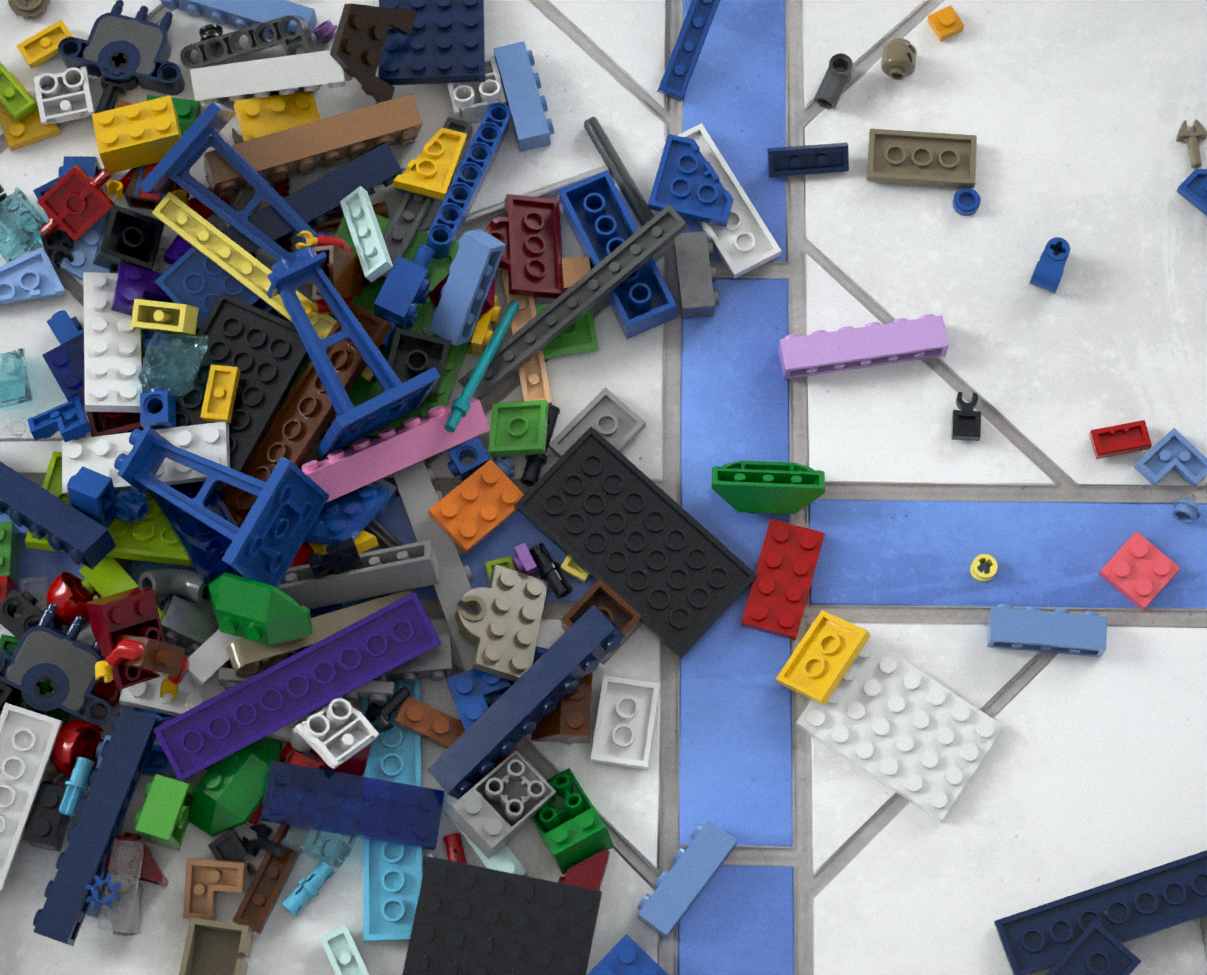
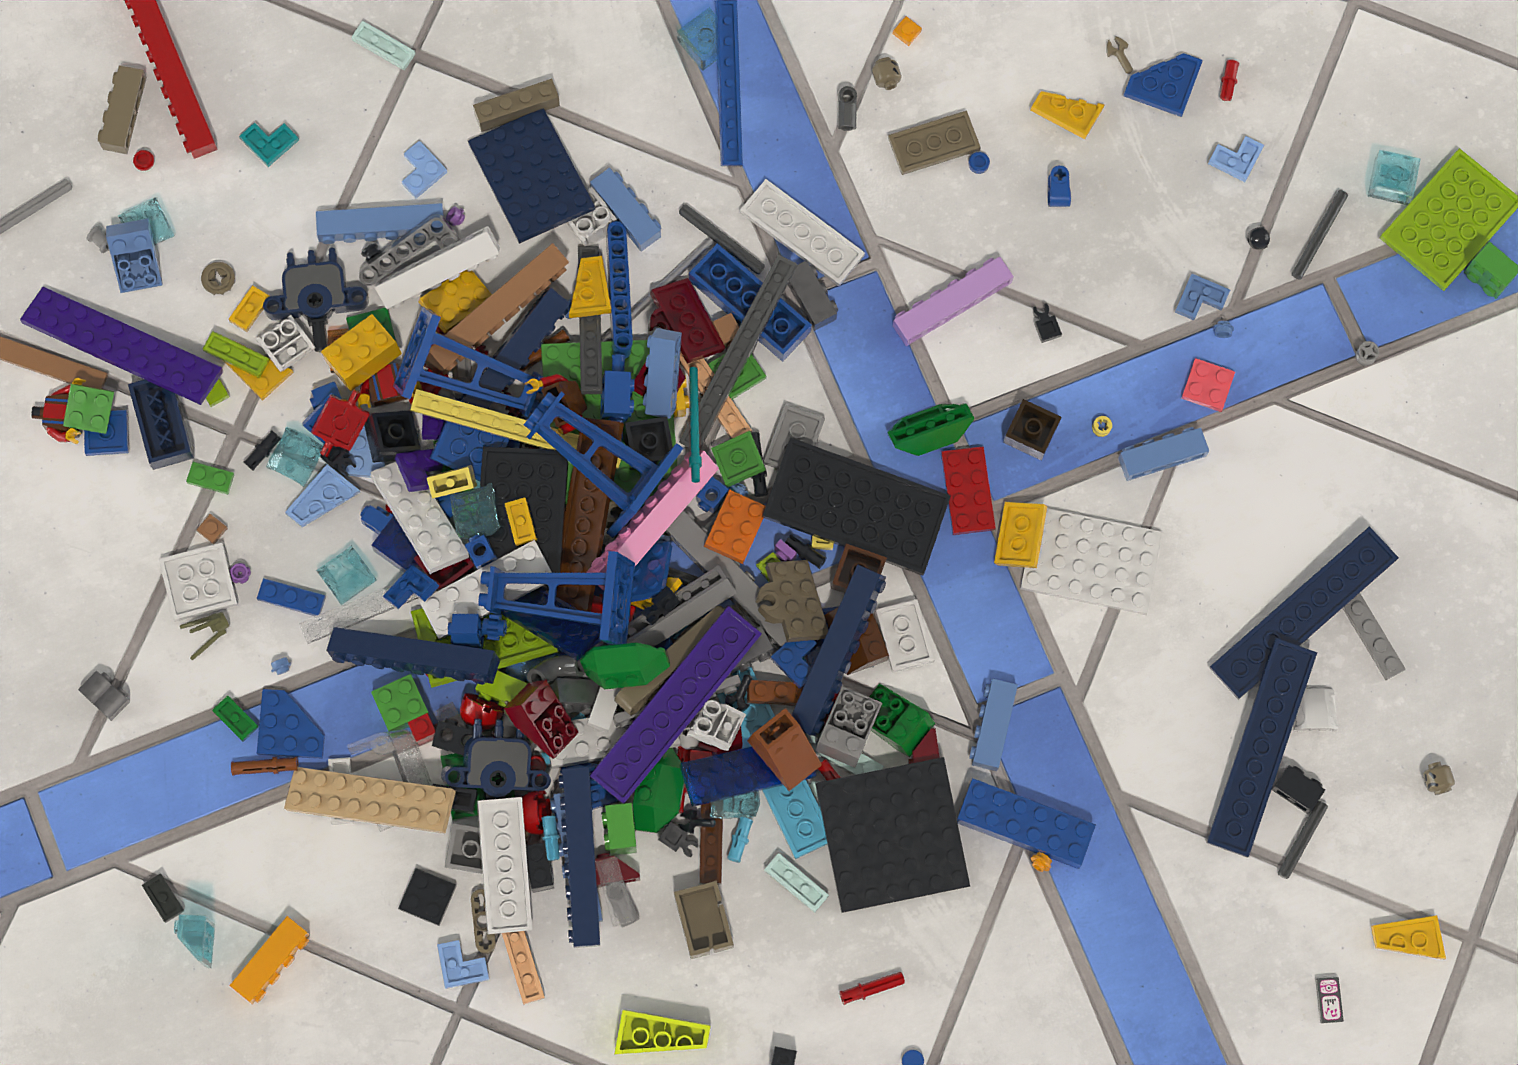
camera: 30 degrees left, 5 degrees up
(107, 900) = (613, 894): blue gear -> none
(147, 656) = (567, 727): torso -> none
(203, 881) = (668, 863): medium nougat plate -> none
(361, 42) = (499, 221): dark brown wing -> none
(366, 234) = (571, 362): light aqua plate -> none
(406, 798) = (785, 749): none -> dark orange slope
(689, 184) = (779, 230): blue plate -> none
(808, 159) = (853, 176): dark blue plate -> none
(893, 535) = (1032, 429): none -> dark brown brick
(1101, 188) = (1067, 113): none -> yellow wing
(1120, 439) = (1158, 296): red plate -> none

